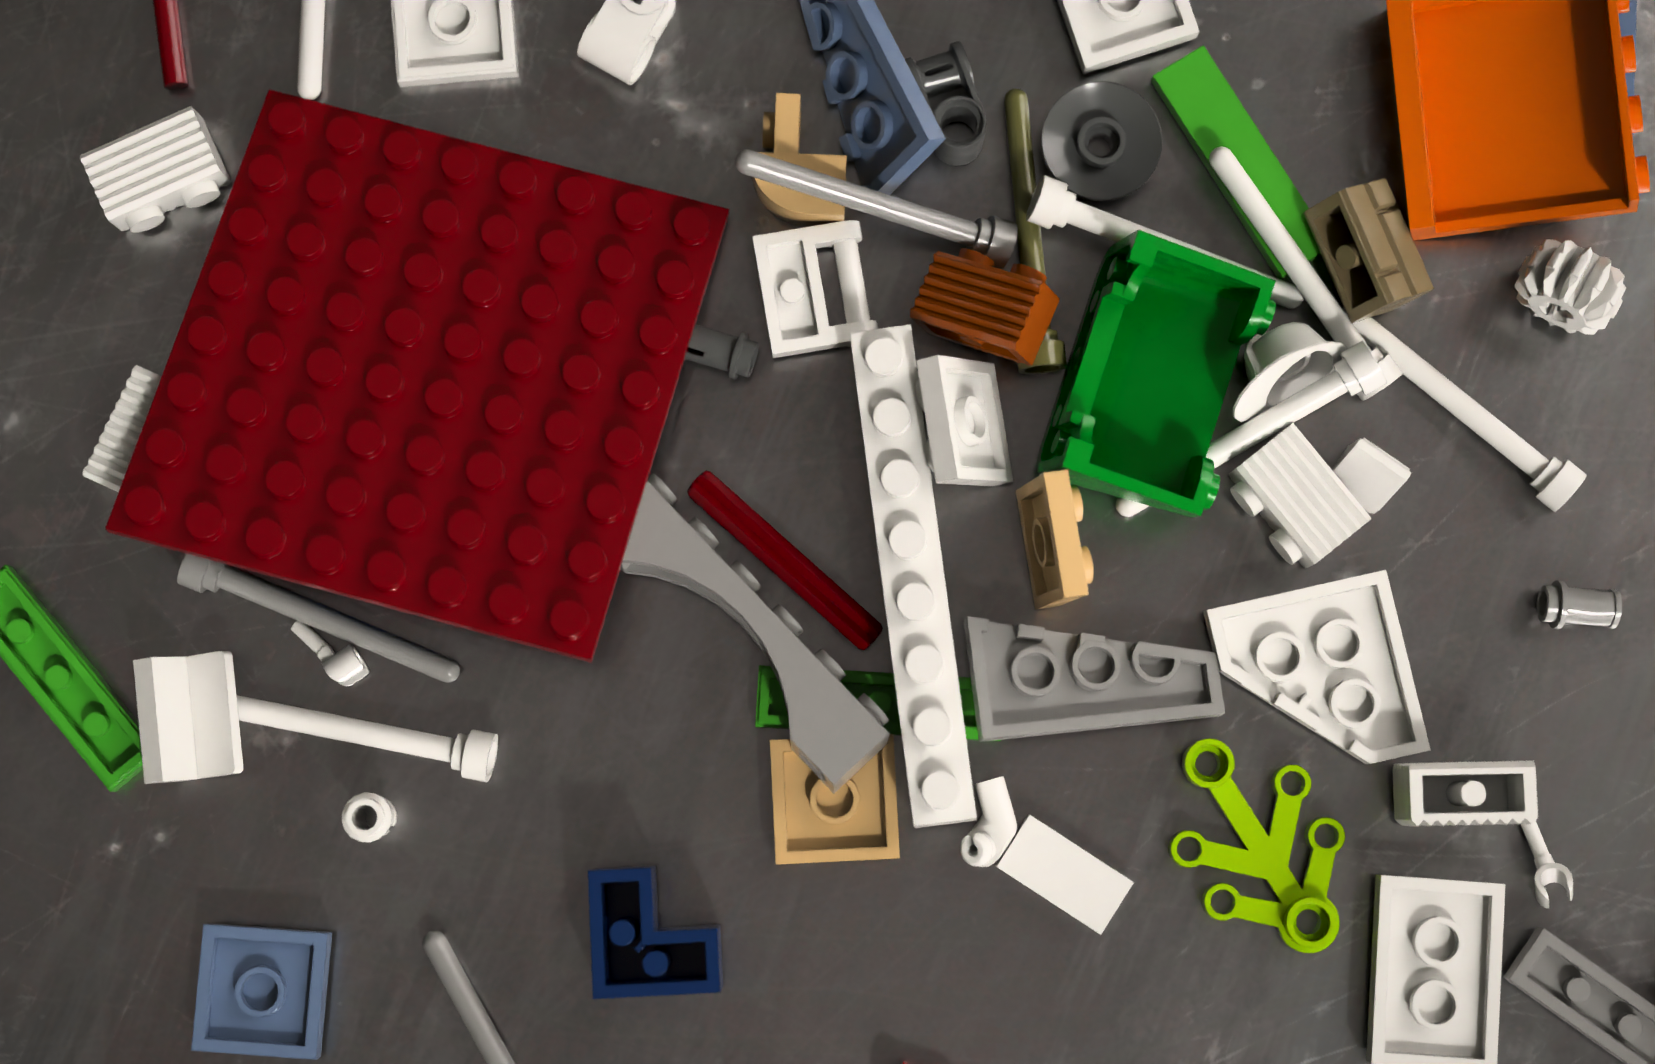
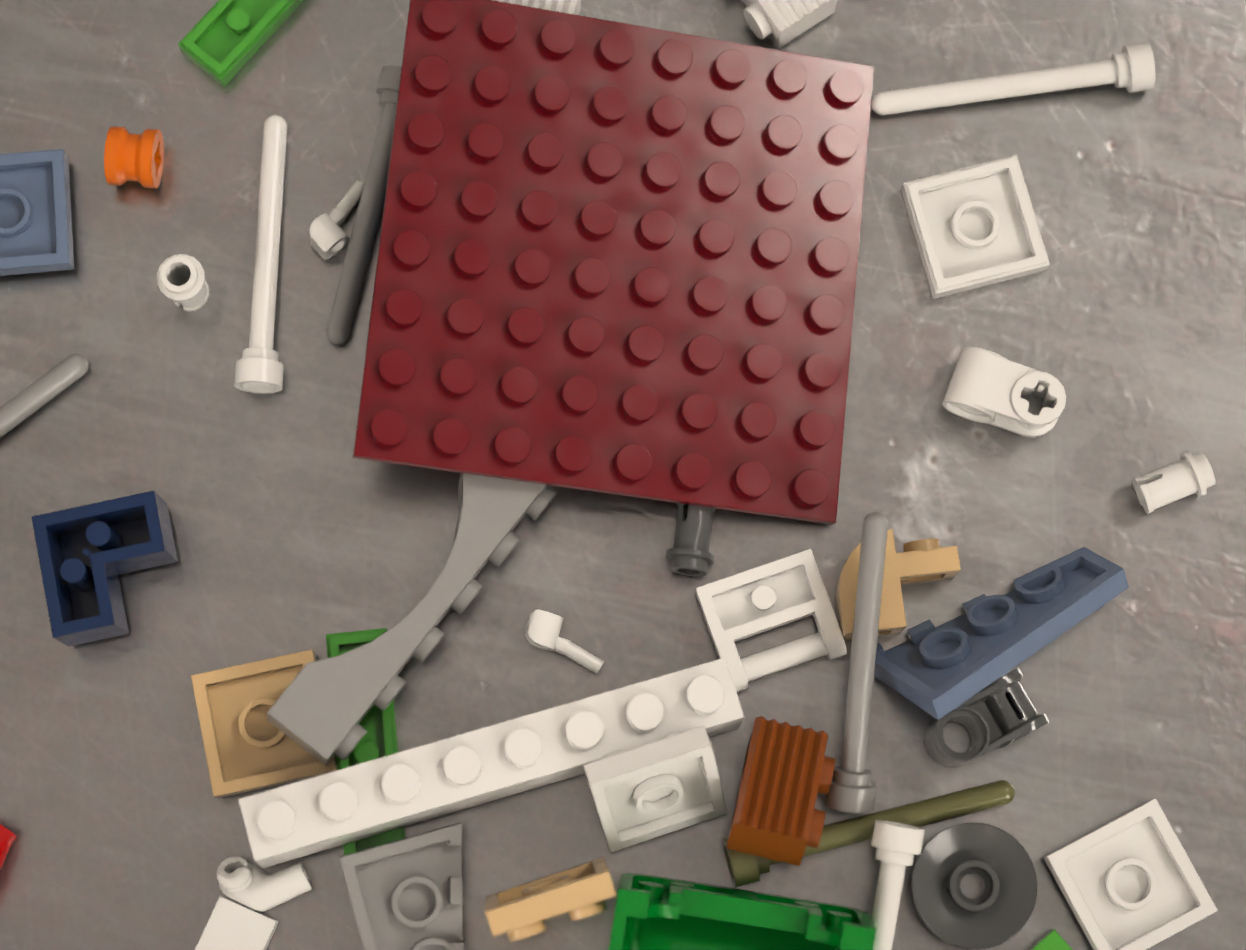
camera: 80 degrees right, 5 degrees down
(188, 717) = (255, 99): white panel -> none
(225, 852) = (134, 157): none -> orange wheel
(785, 560) = (494, 636): dark red axle -> none
(788, 511) = (543, 633): none -> white hand

